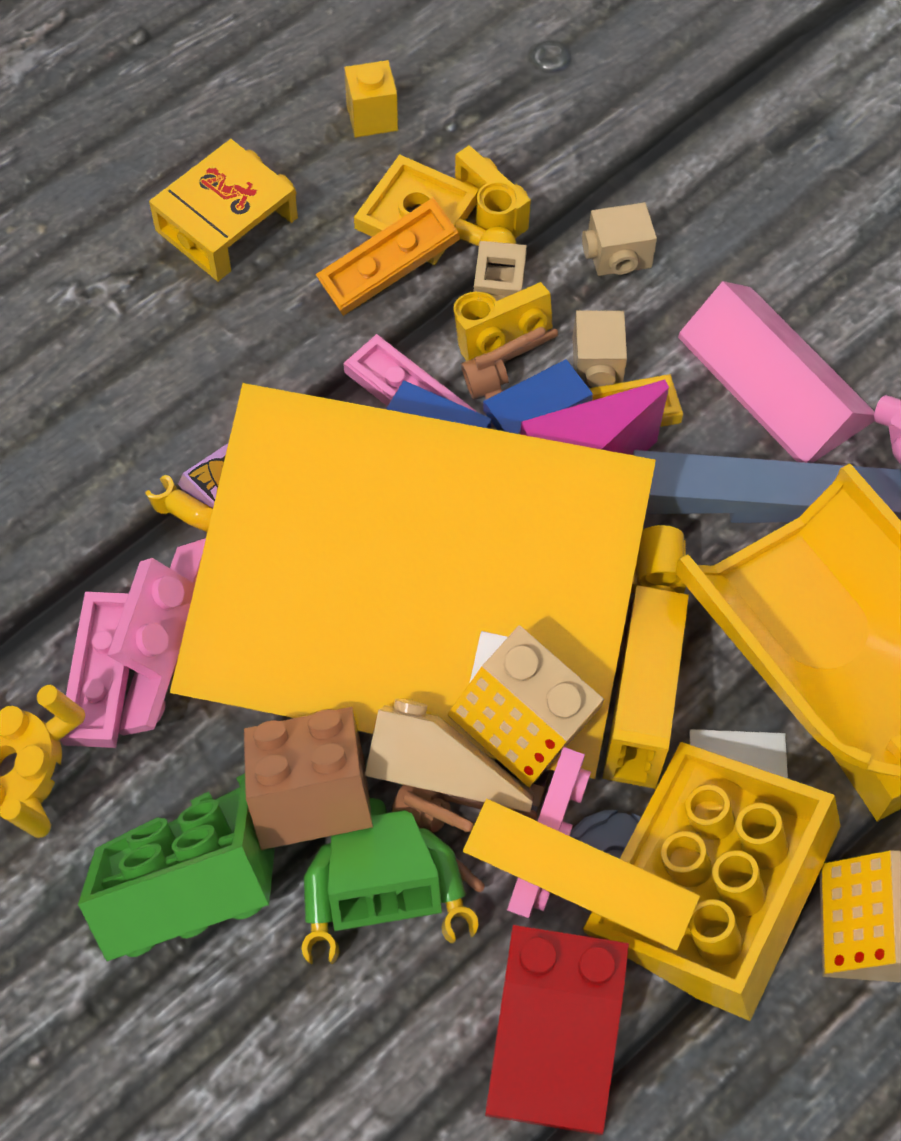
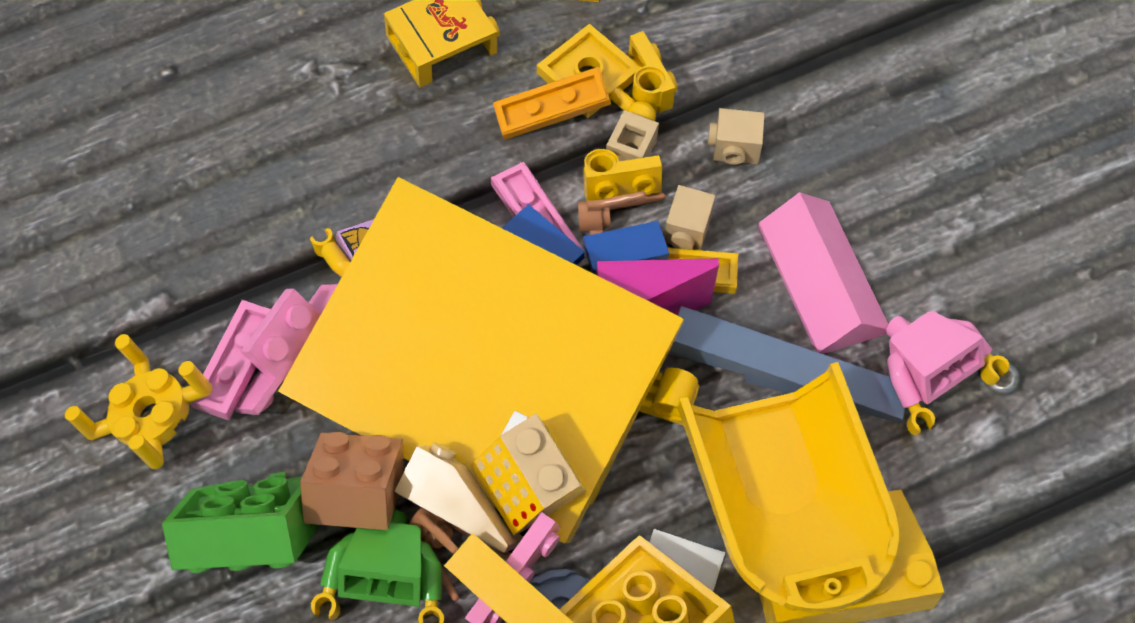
camera: 15 degrees right, 0 degrees up
(647, 687) = (627, 486): yellow slope -> none

